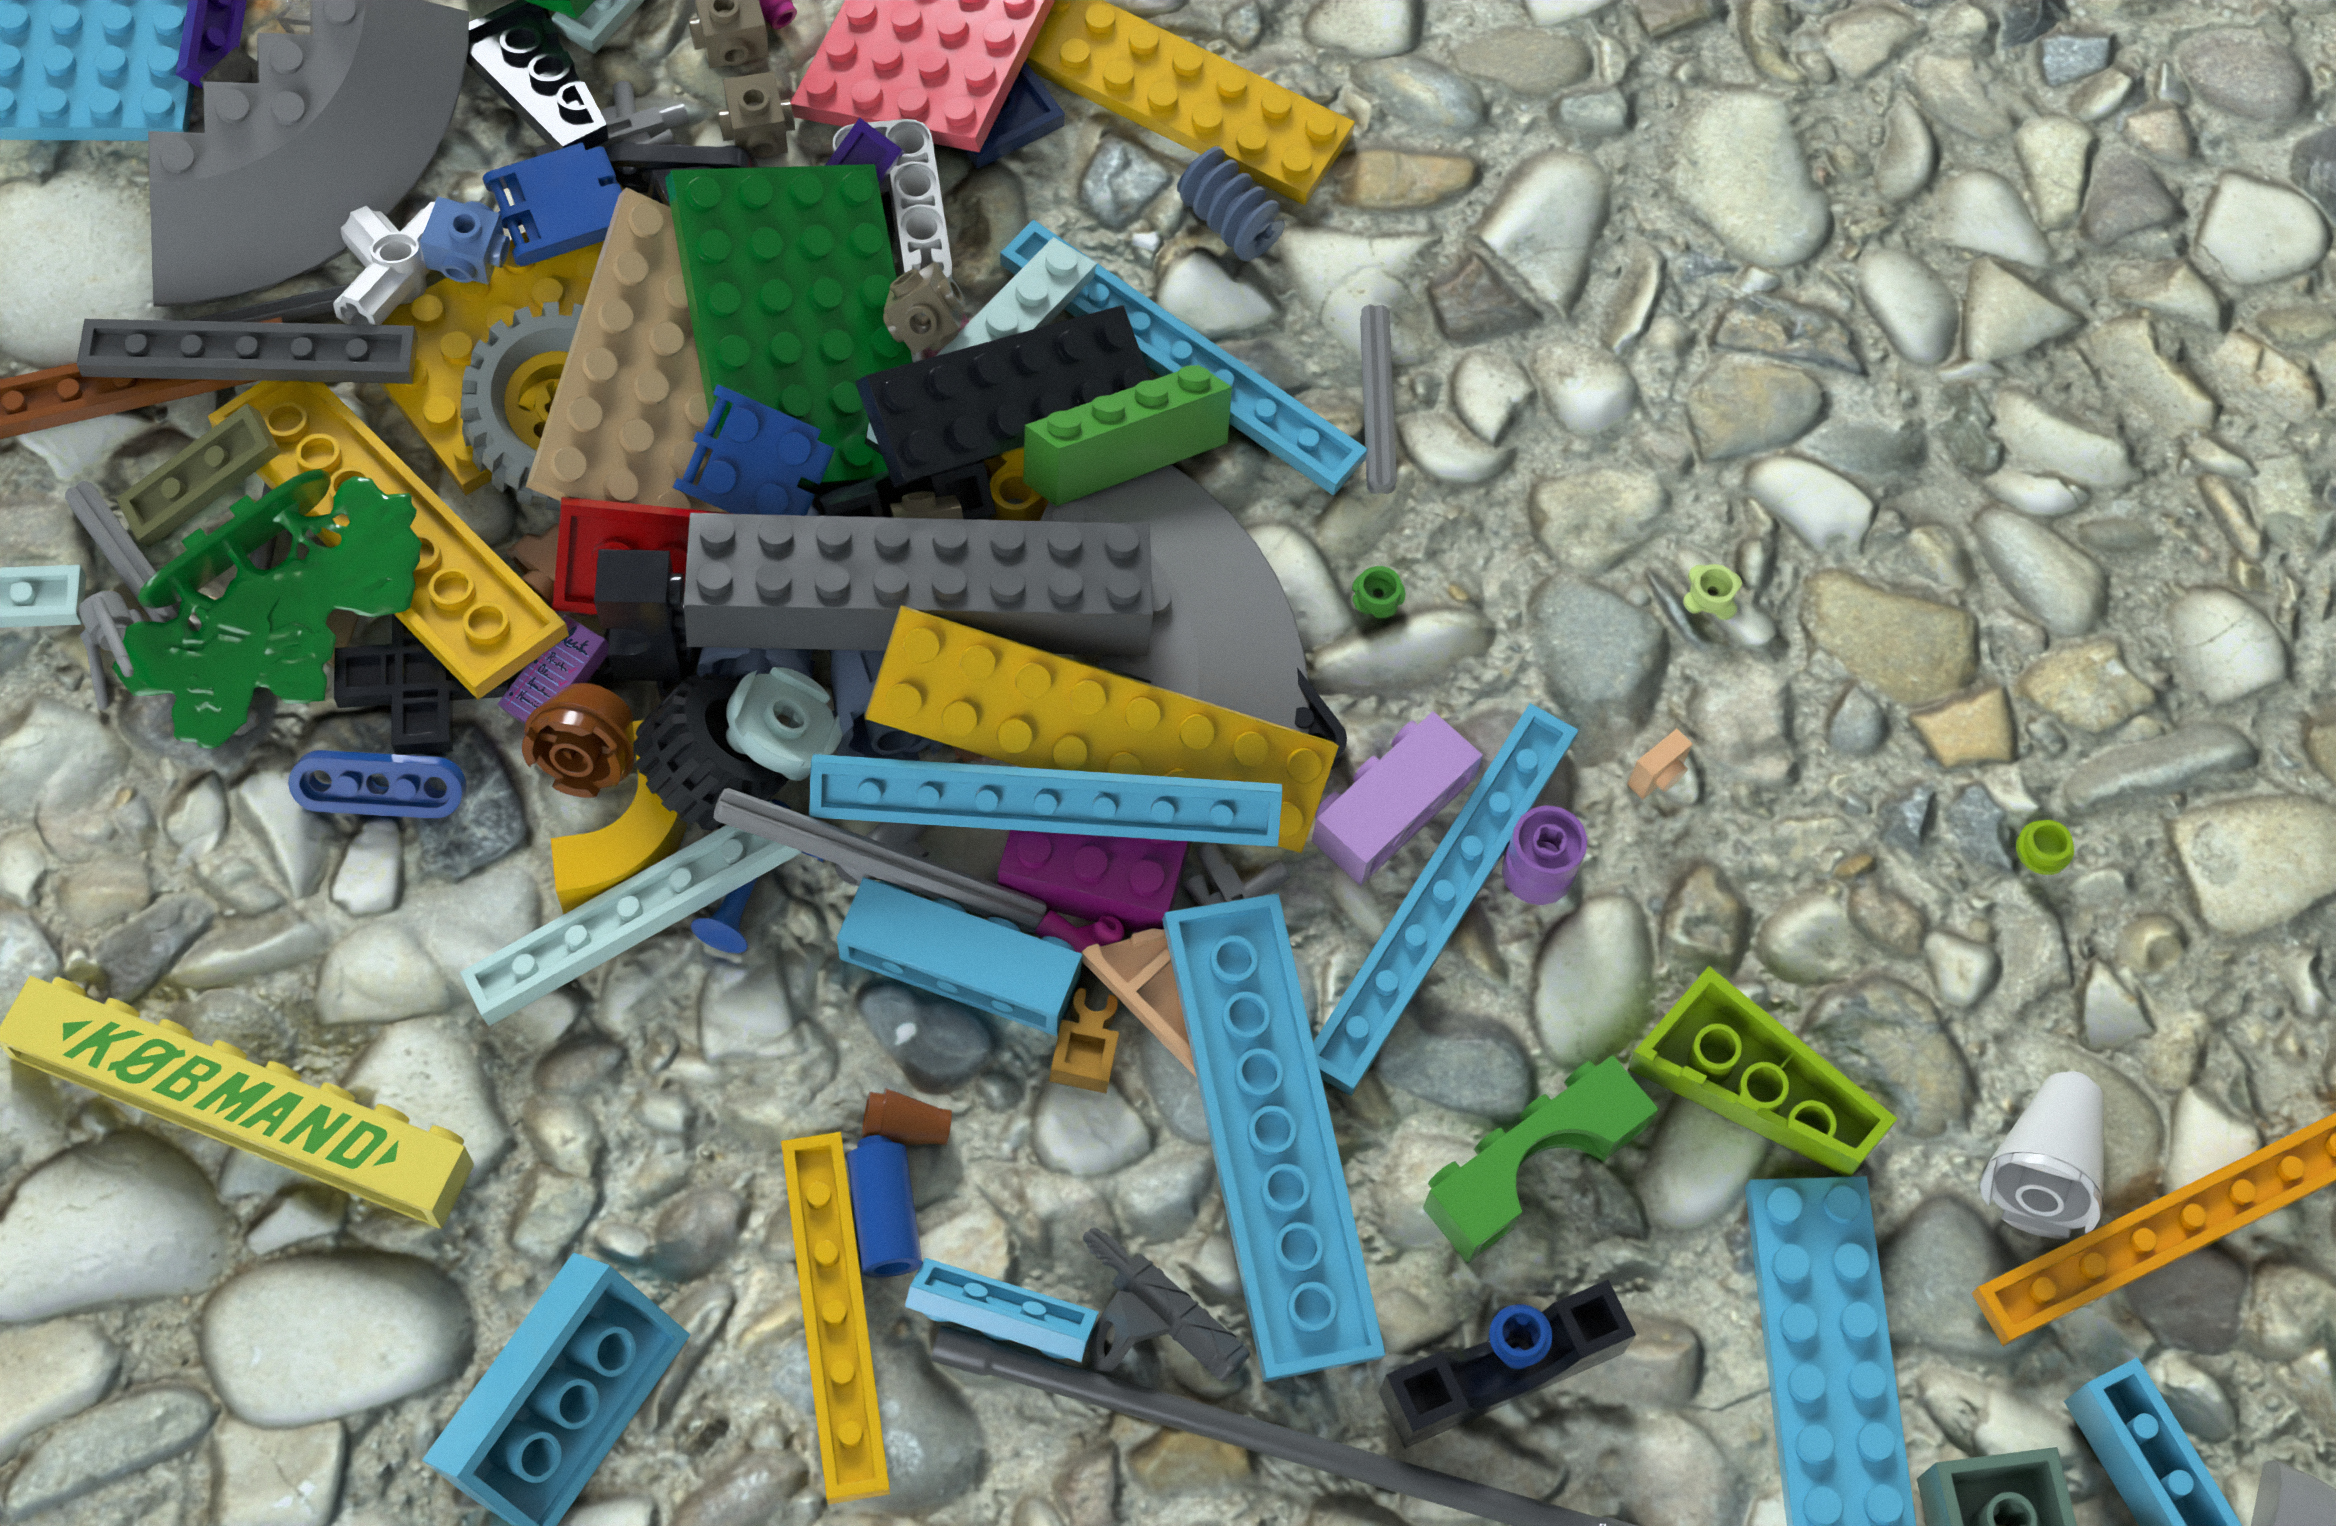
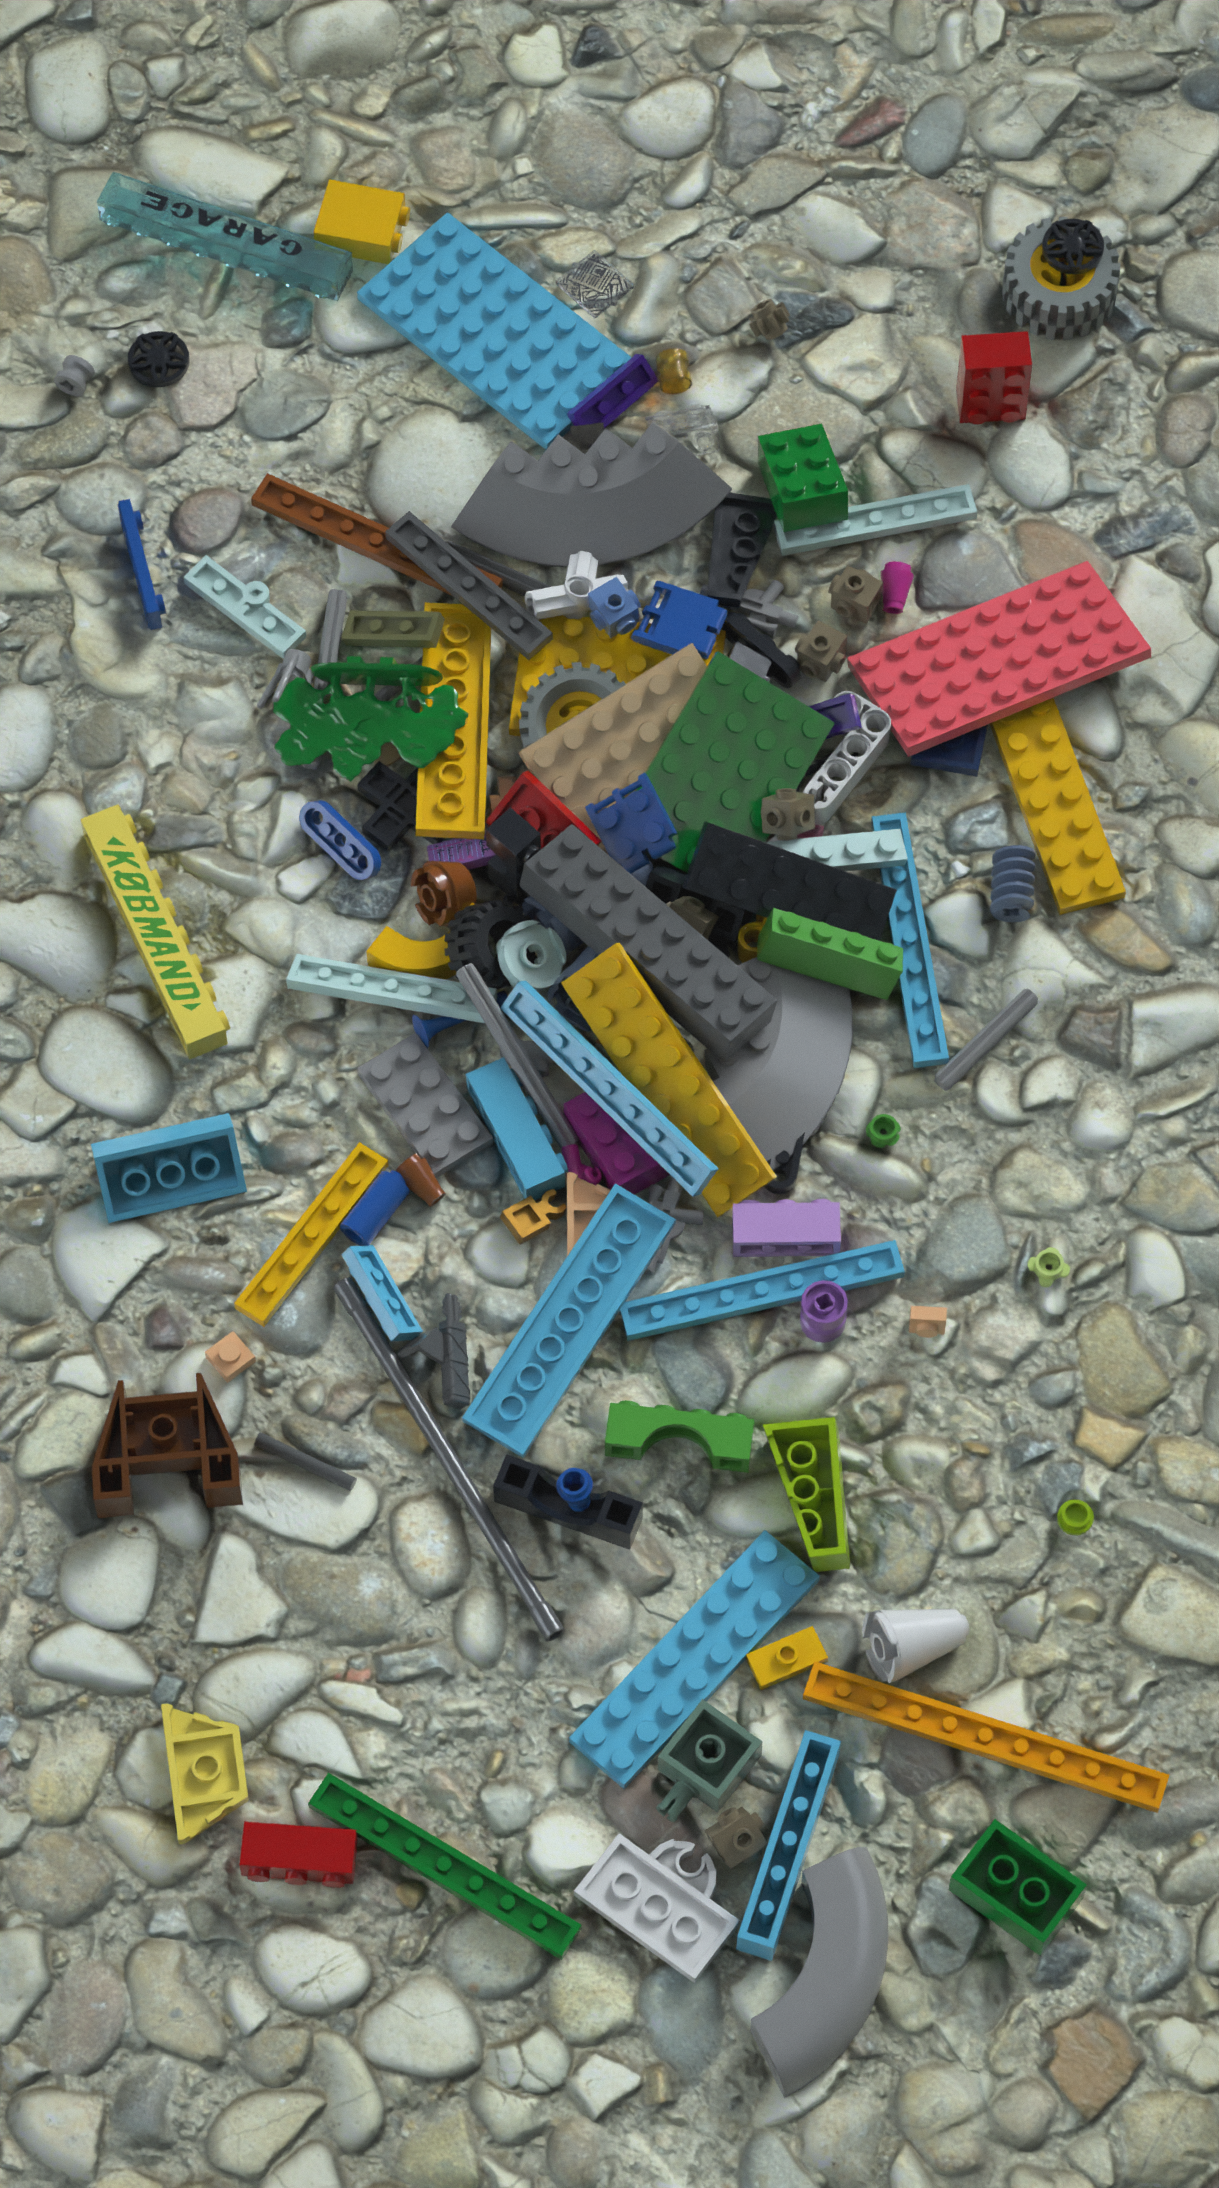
camera: 50 degrees right, 0 degrees up
(810, 1023) = (425, 1105): none -> light grey plate
(1933, 1313) = (786, 1657): none -> yellow plate

